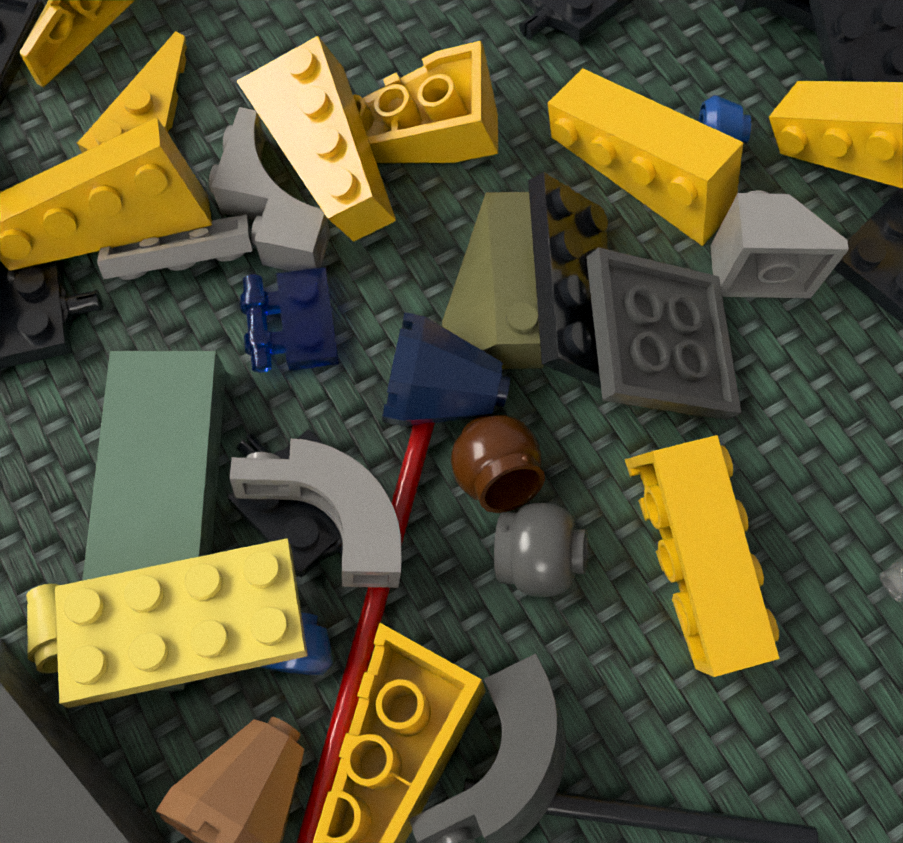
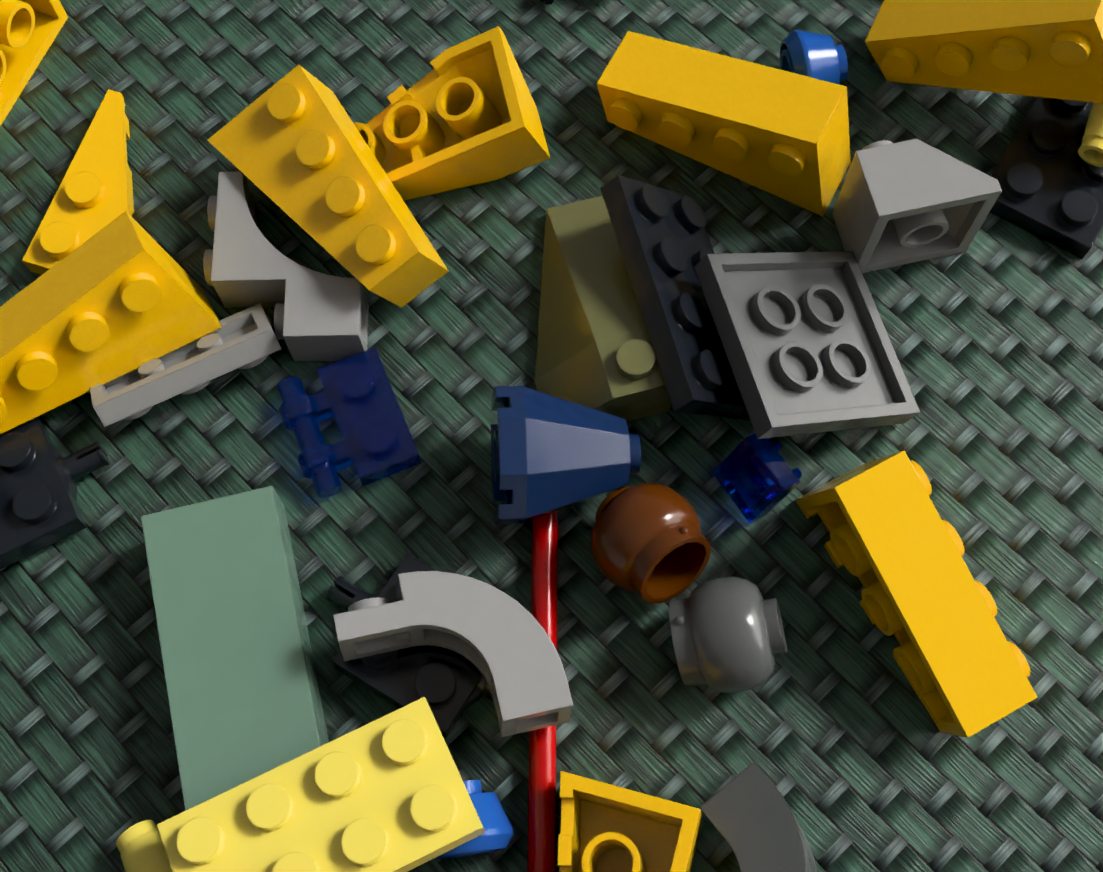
camera: 10 degrees left, 0 degrees up
(597, 433) = (756, 476): none -> clear blue tile

